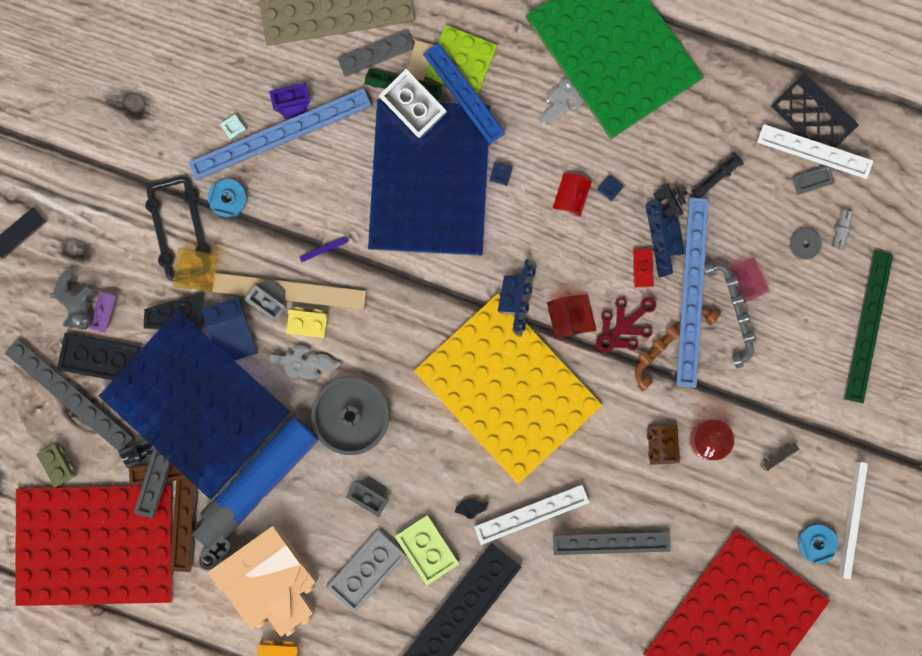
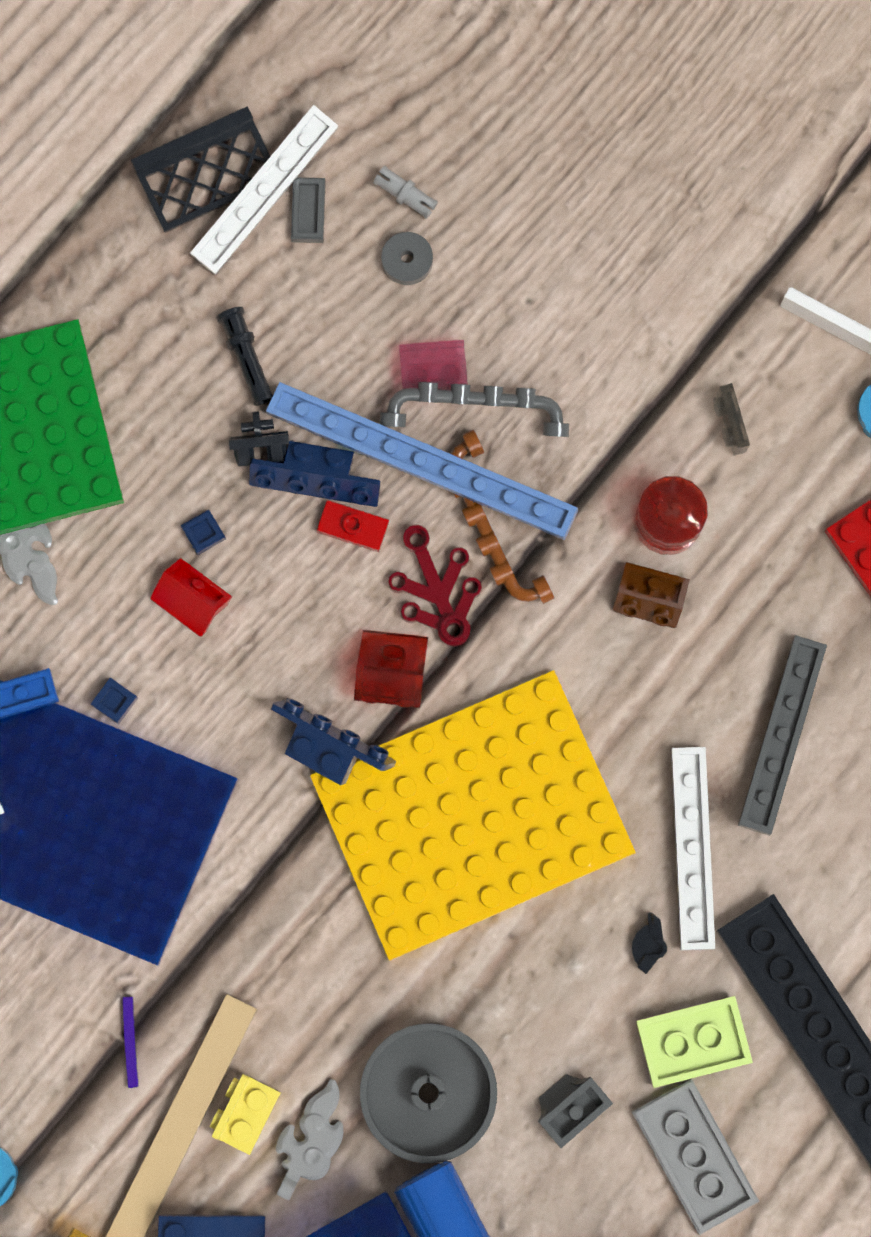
camera: 70 degrees left, 5 degrees down
(267, 298) = (180, 1165): dark grey slope -> none
(868, 327) = (573, 209): dark green tile -> none

